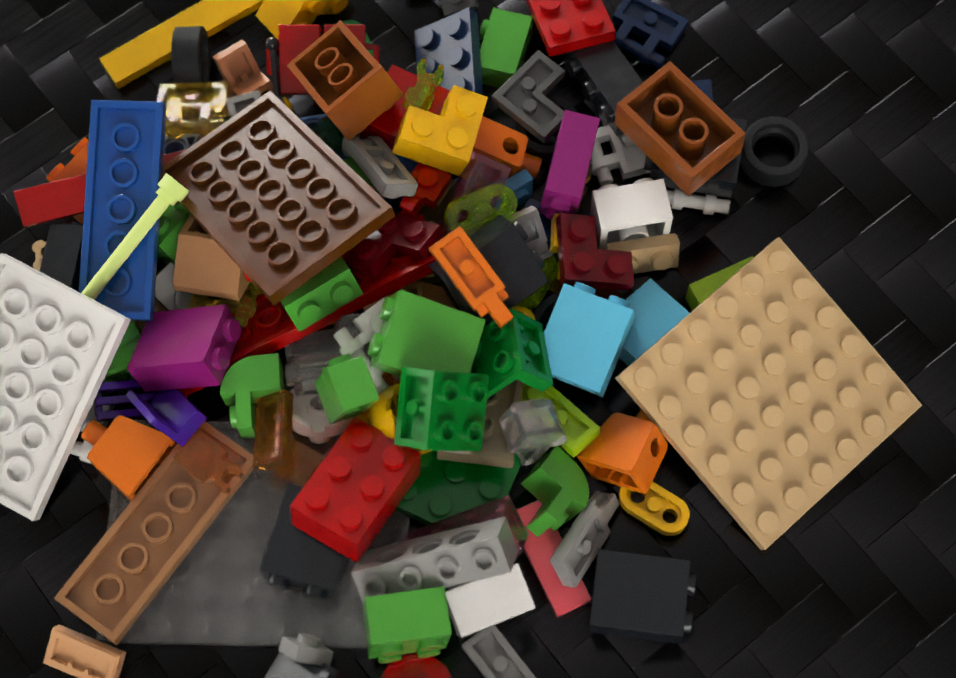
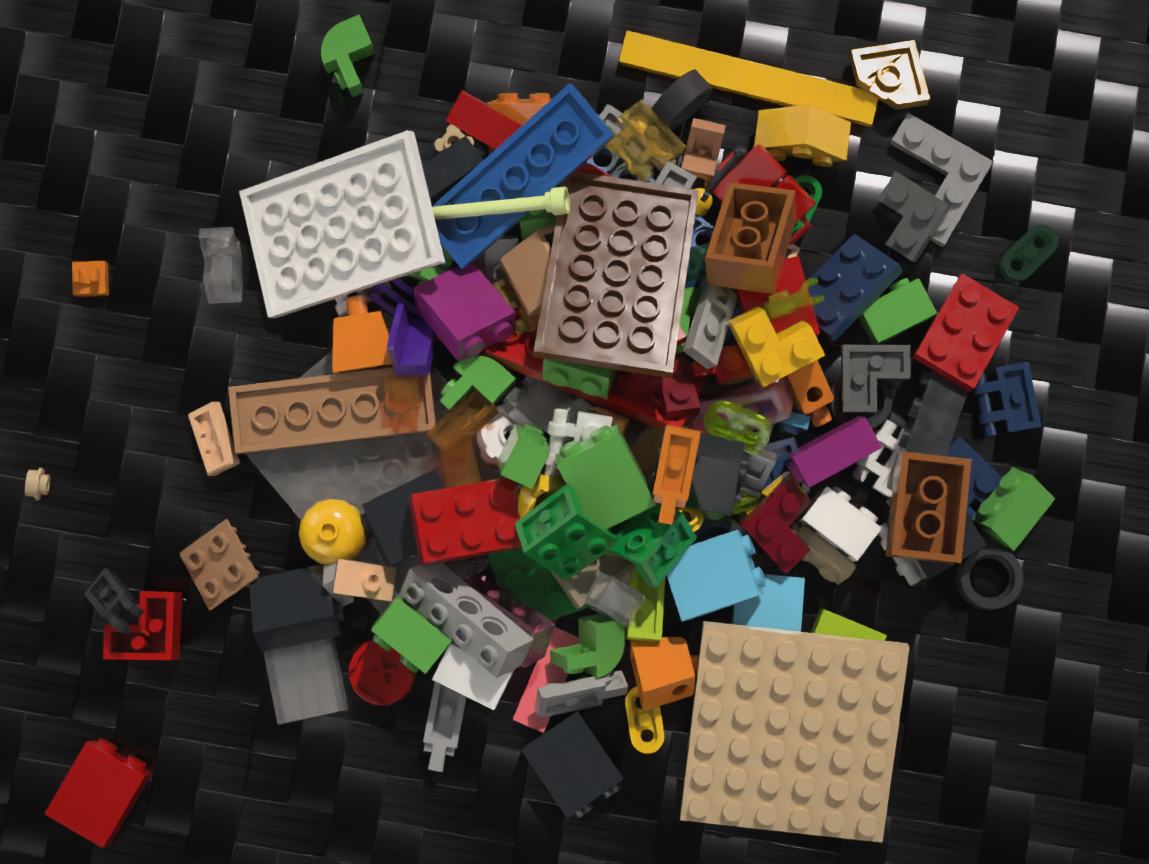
camera: 45 degrees right, 15 degrees up
(258, 621) = (332, 531): none -> yellow cylinder
(324, 625) = (364, 580): none -> light nougat plate
(735, 84) = (1013, 508): none -> bright green brick

